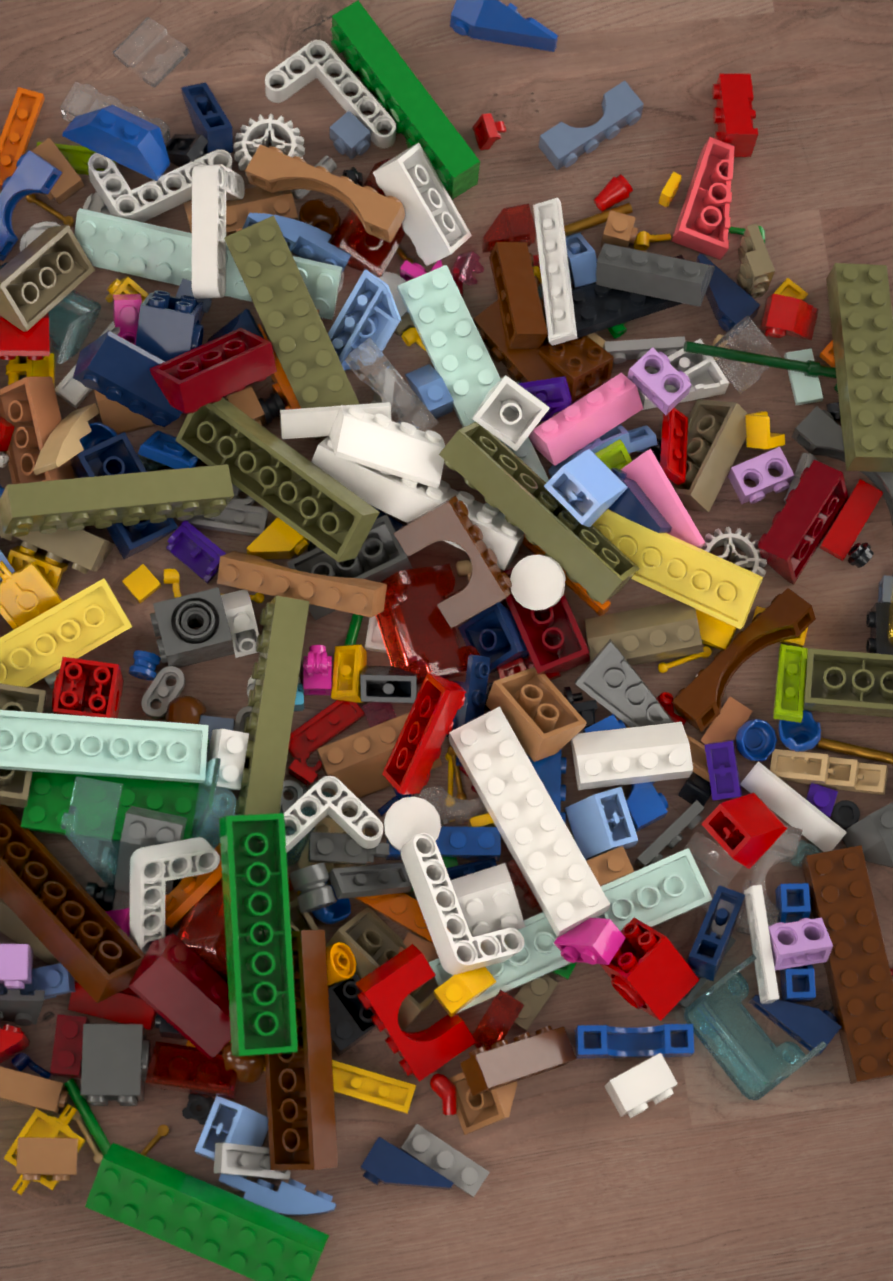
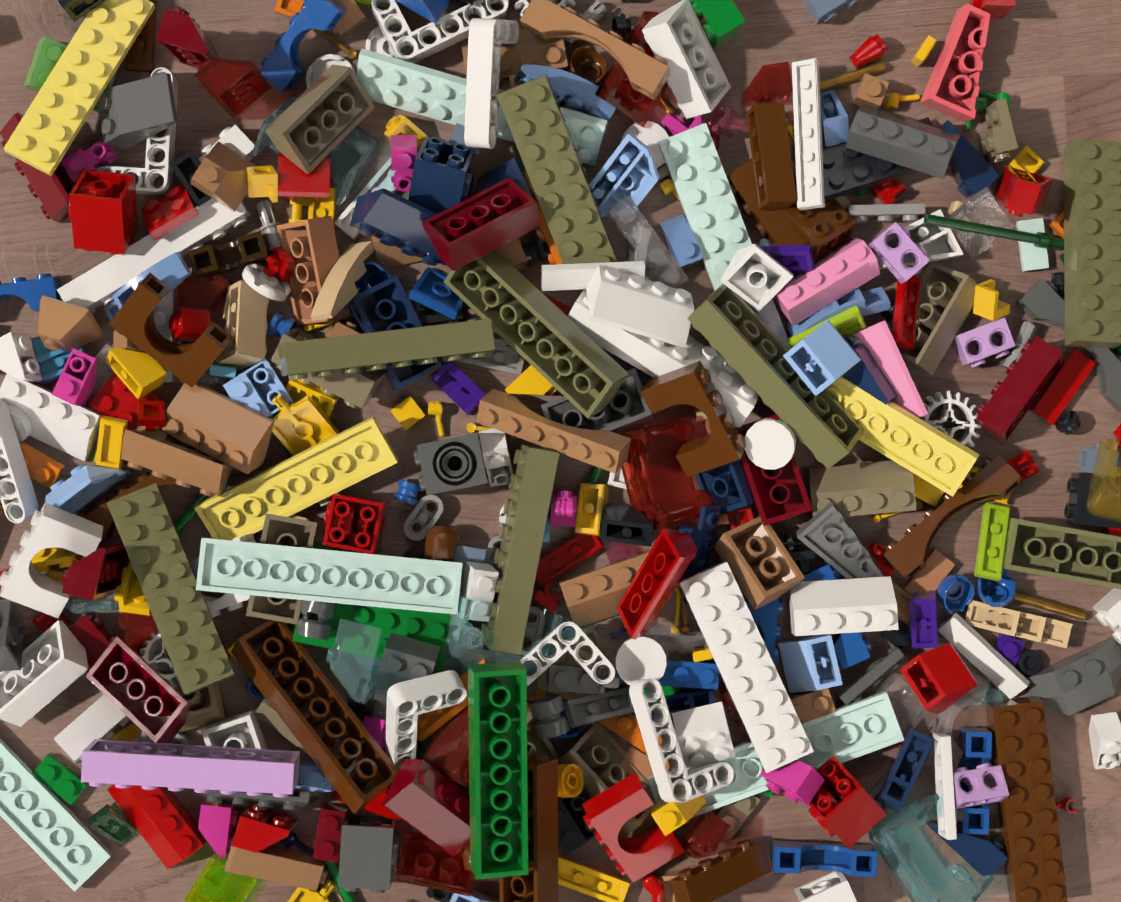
camera: 10 degrees right, 15 degrees up
(46, 803) = (312, 627): none -> dark grey wheel
(645, 327) = (888, 191): none -> red tile
(734, 241) = (980, 105): none -> green hand
(820, 603) = (1023, 465): none -> red tile

